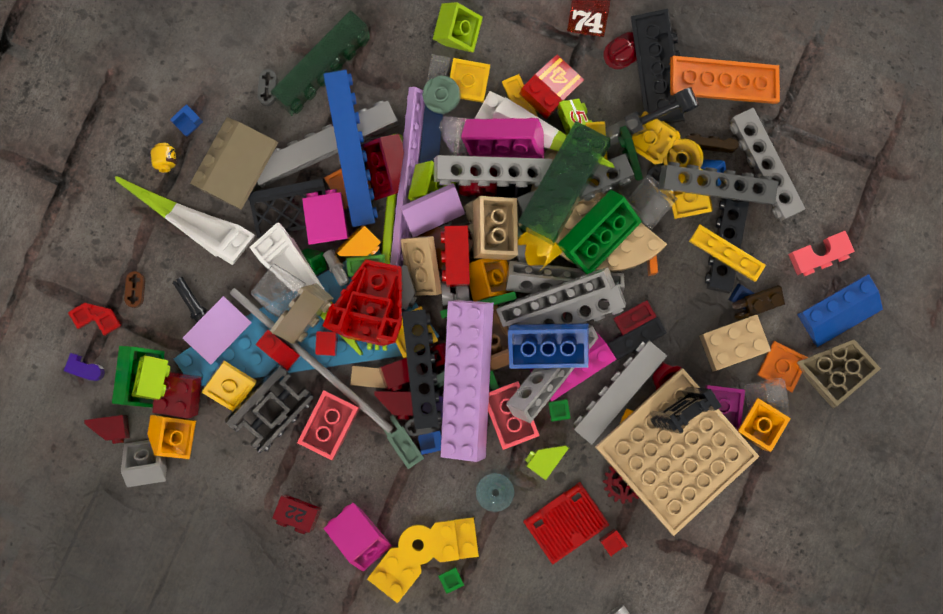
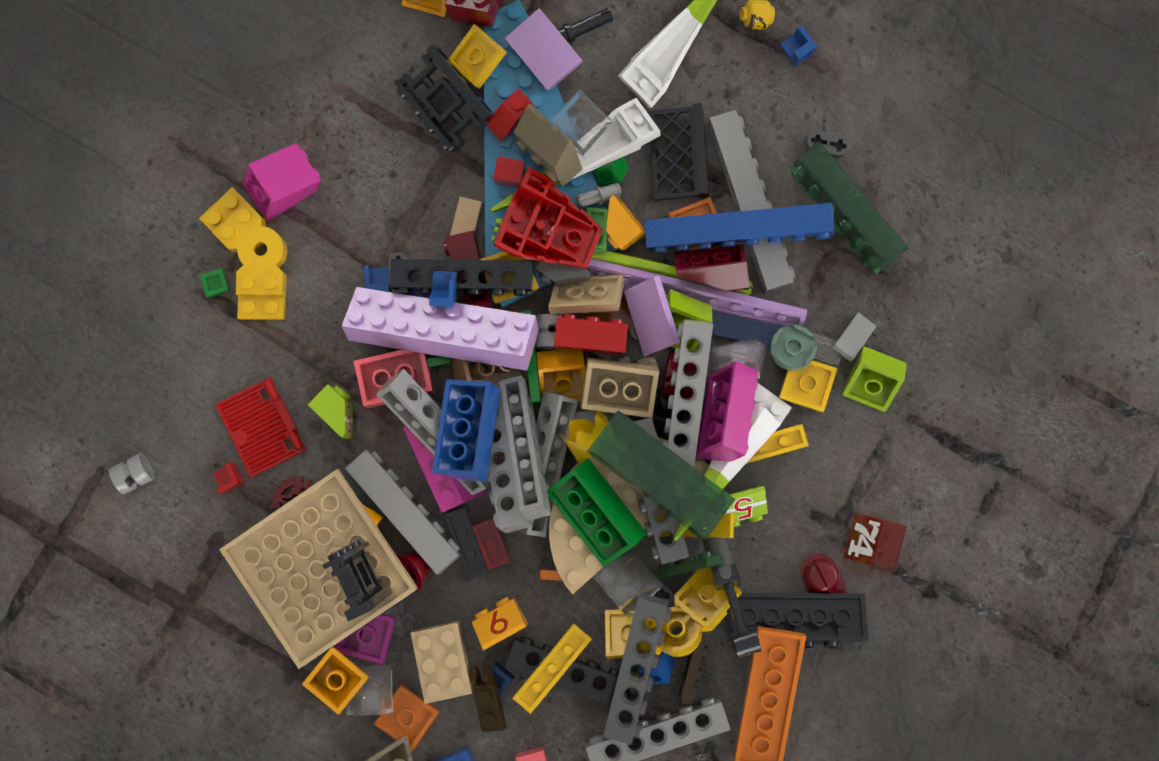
camera: 95 degrees right, 0 degrees up
(234, 163) = (739, 91): dark tan slope -> none
(296, 514) = (317, 114): dark red brick -> none
(314, 363) = (487, 159): light grey piece -> none
(325, 217) = (659, 189): dark pink slope -> none
(328, 425) = (414, 164): coral brick -> none
(396, 402) = (430, 243): dark red slope -> none
(404, 445) = (382, 247): sand green hinge -> none
(425, 47) = (854, 336): none -> light grey tile
(436, 380) = (443, 289): none -> blue panel
(498, 482) = (319, 347): clear light blue piece -> none
(550, 86) = (788, 483): red slope -> none
(559, 410) = (393, 437): green plate -> none
(697, 301) = (498, 623): none -> light orange slope

